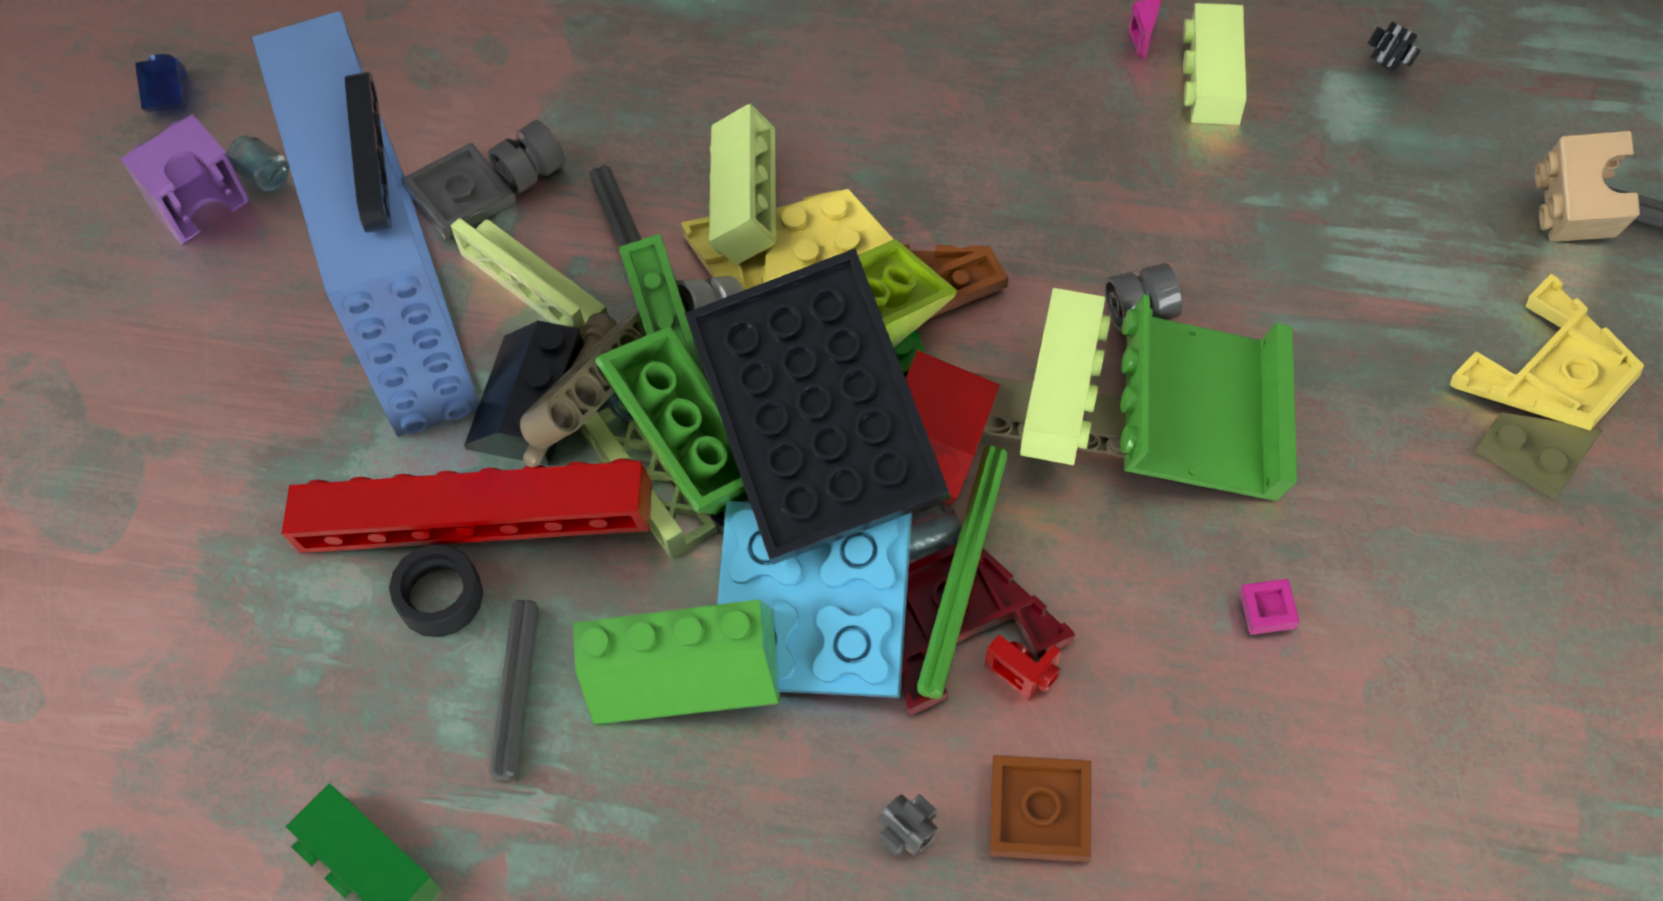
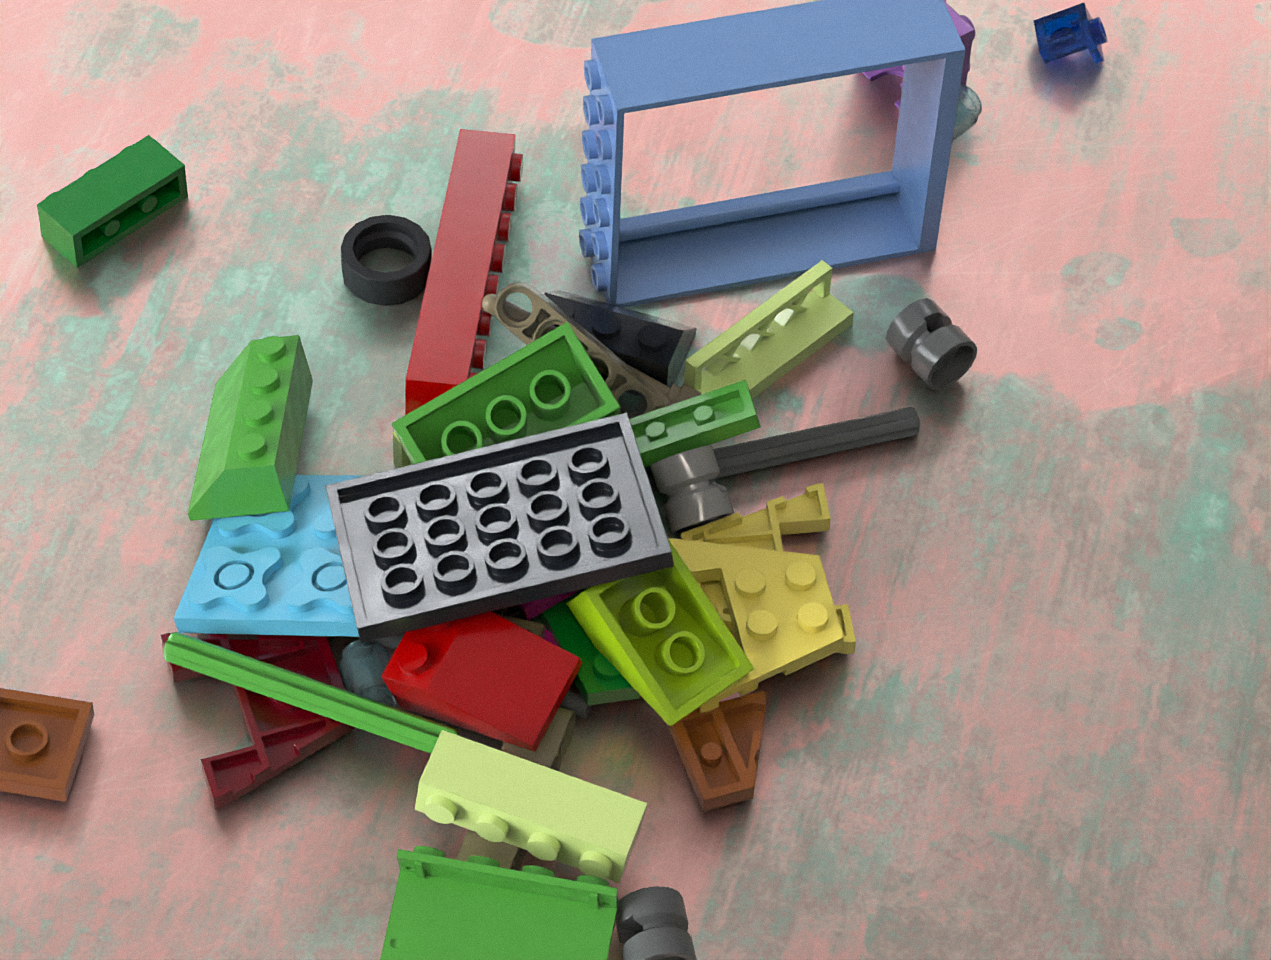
camera: 90 degrees right, 10 degrees down
(367, 152) = (751, 64): black beam -> none
(458, 187) = (893, 280): flat silver tile -> none
(514, 690) = (267, 320): dark grey axle -> none
(742, 185) = (859, 531): yellowish green brick -> none
(908, 825) = (35, 620): dark grey gear -> none
(1017, 669) = (186, 743): red bracket -> none

